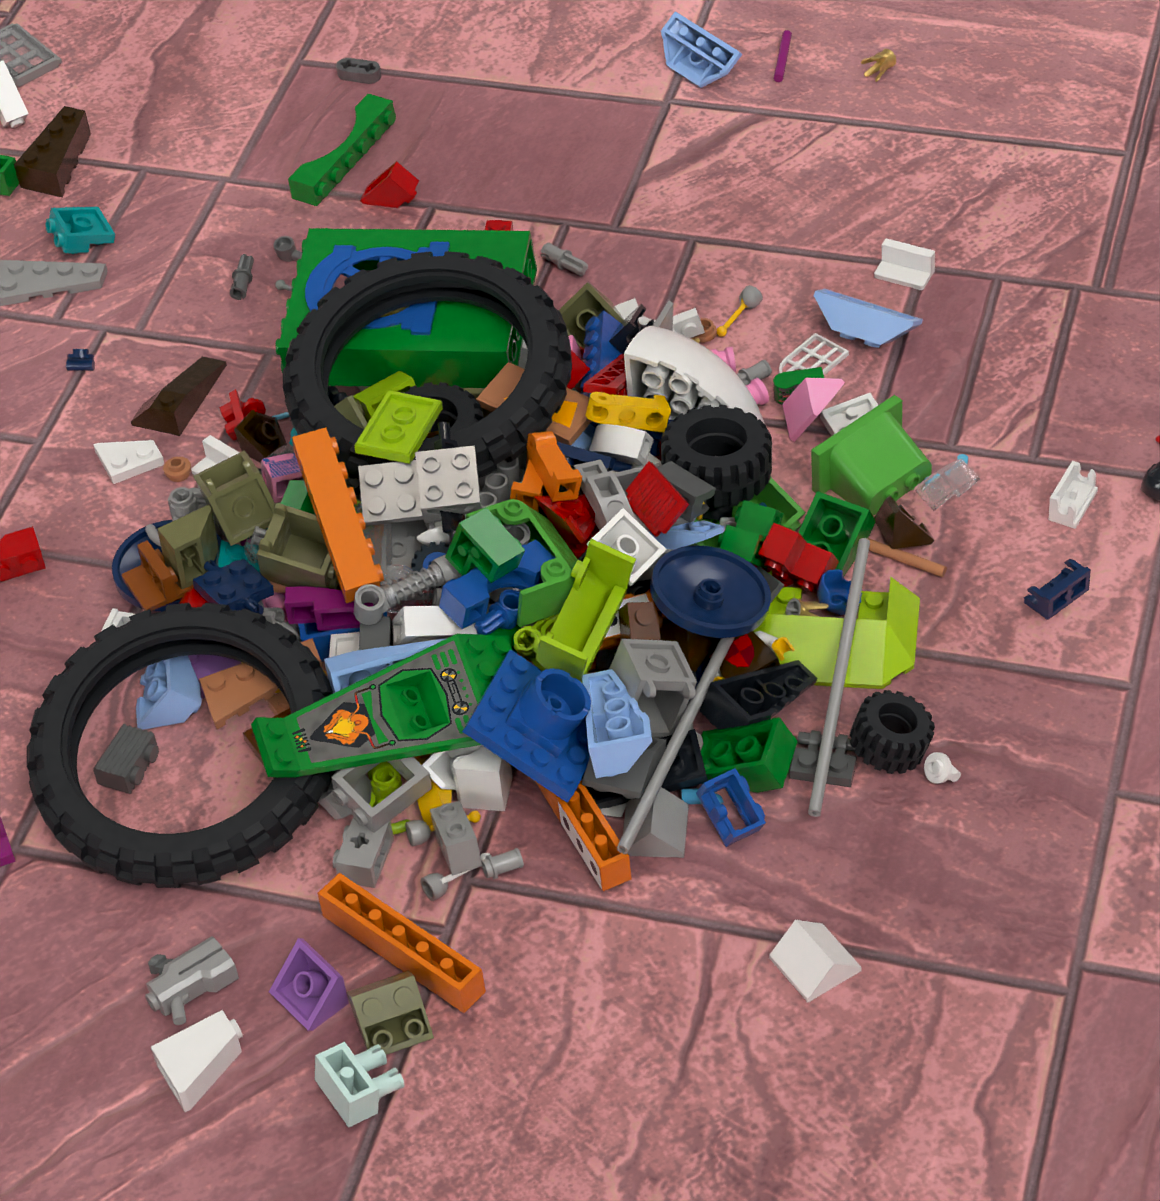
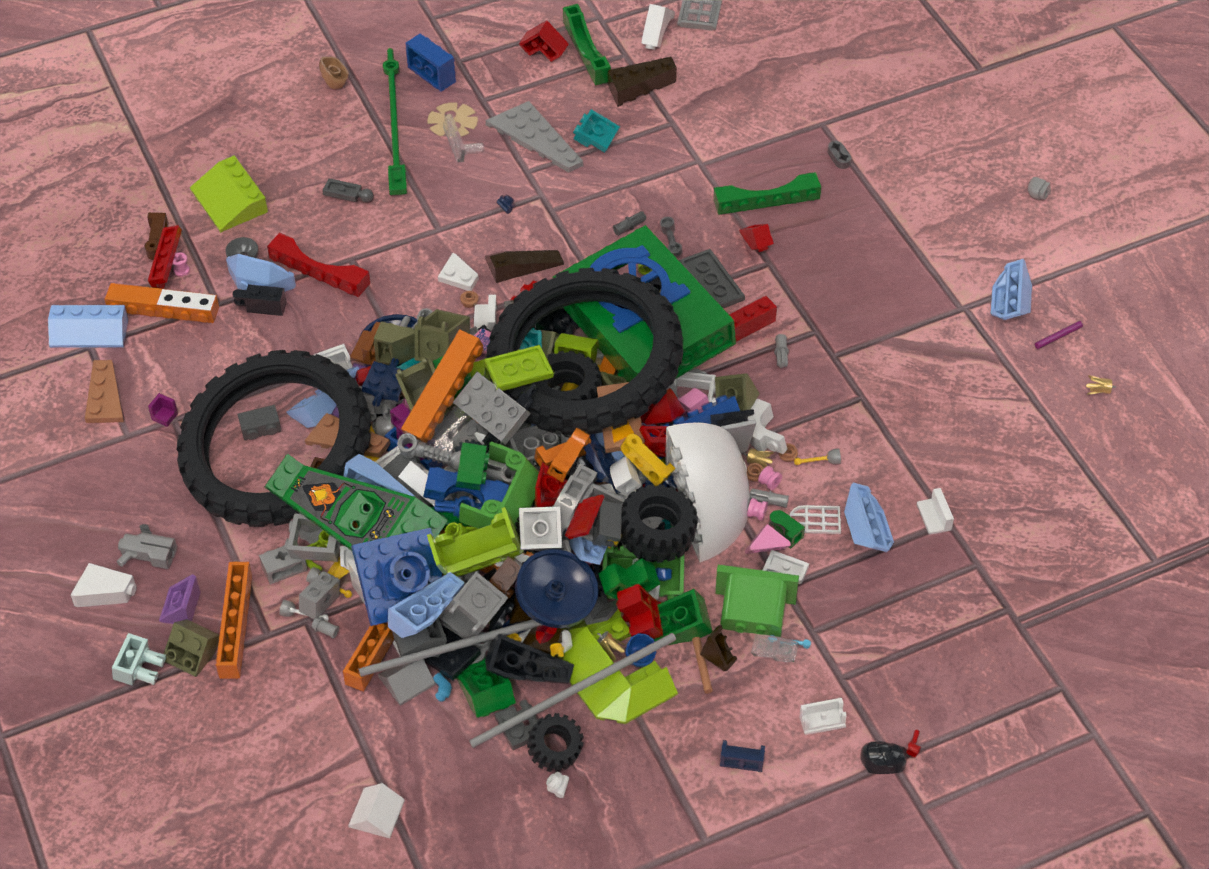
camera: 45 degrees right, 5 degrees up
(738, 790) = (433, 700): blue window -> none

